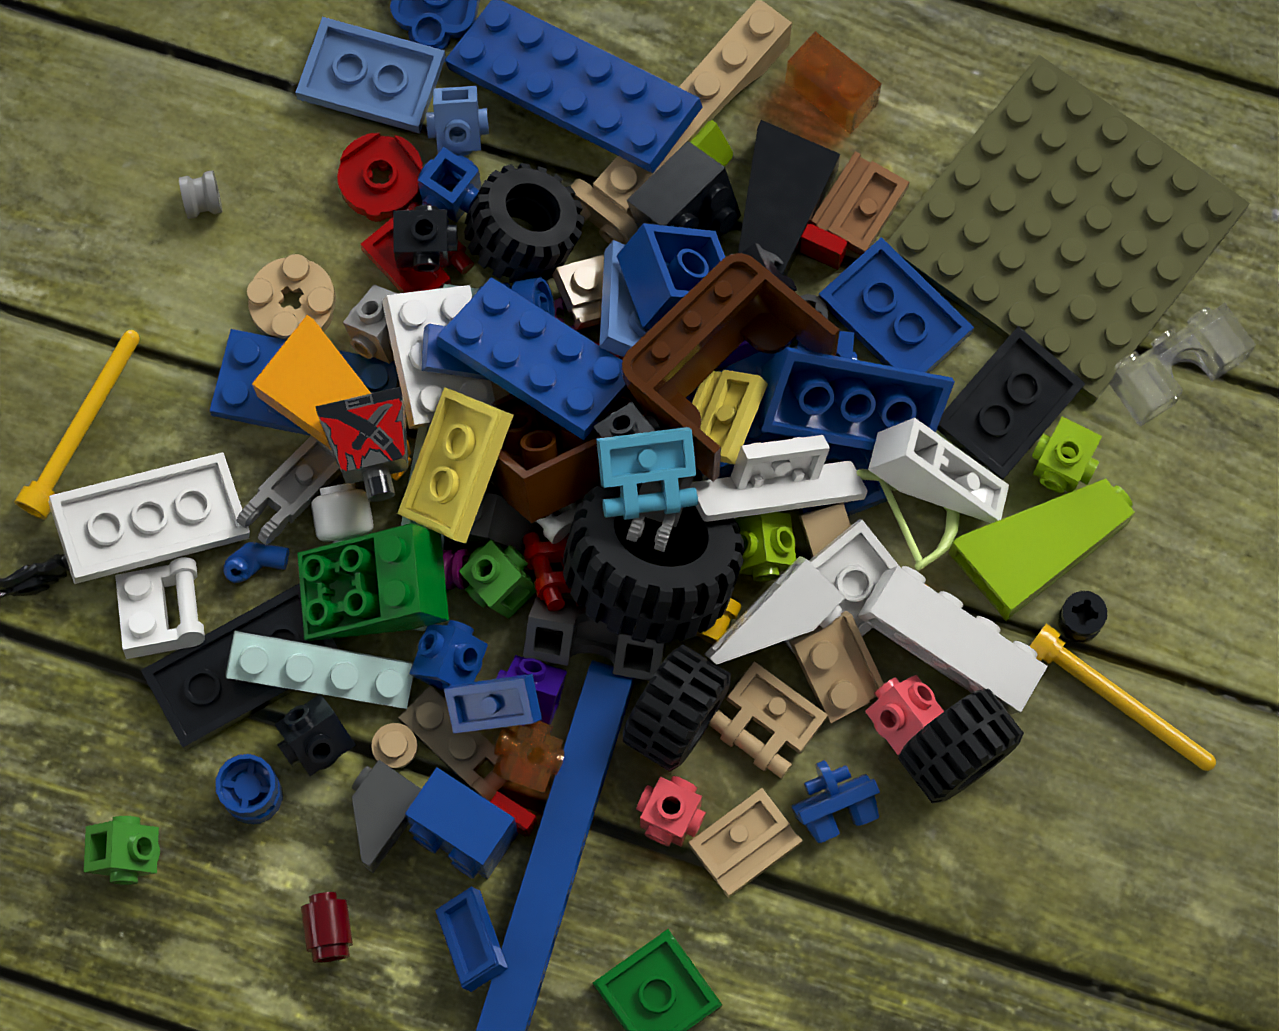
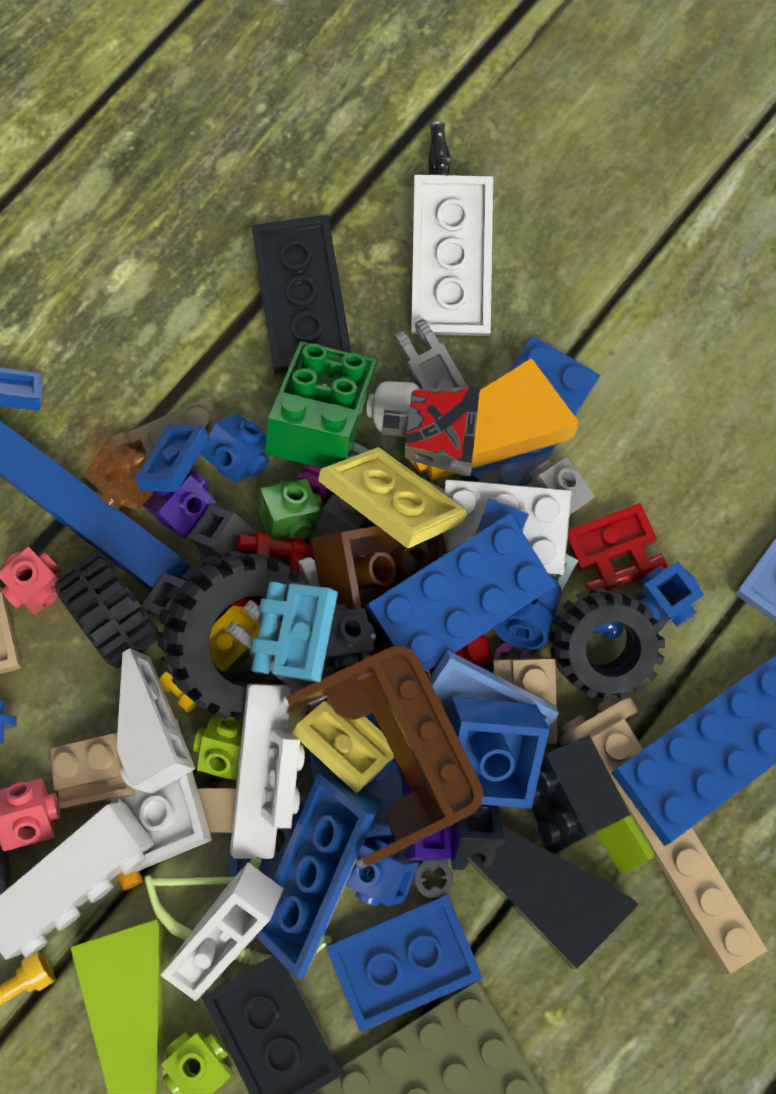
camera: 110 degrees right, 0 degrees up
(36, 496) = (509, 188): yellow piece -> none
(121, 849) = (186, 156): bright green brick -> none
(145, 610) = (376, 233): white plate -> none
(200, 194) = (733, 388): light grey wheel -> none
(249, 789) = (194, 261): blue wheel -> none
(253, 557) = (389, 323): blue arm -> none
(284, 276) = (621, 414): tan plate -> none
(313, 736) = (217, 323): black brick -> none
(319, 670) = (269, 343): light aqua plate -> none
(327, 927) = (61, 286): dark red brick -> none
(380, 811) = (136, 356): dark grey slope -> none
(381, 152) = (713, 525): red plate -> none
(394, 745) = (187, 386): tan plate -> none
(423, 238) = (620, 548): black brick -> none
(457, 120) = (732, 624): medium blue brick -> none
(461, 824) = (89, 405): blue brick -> none
(524, 819) = (83, 454): red tile -> none
(775, 708) = (82, 705): tan plate -> none
(823, 246) = (494, 919): red tile -> none
(832, 82) = (659, 995): clear orange brick -> none
(860, 203) = (526, 973): medium nougat plate -> none
(1079, 625) = (58, 1017): black wheel -> none

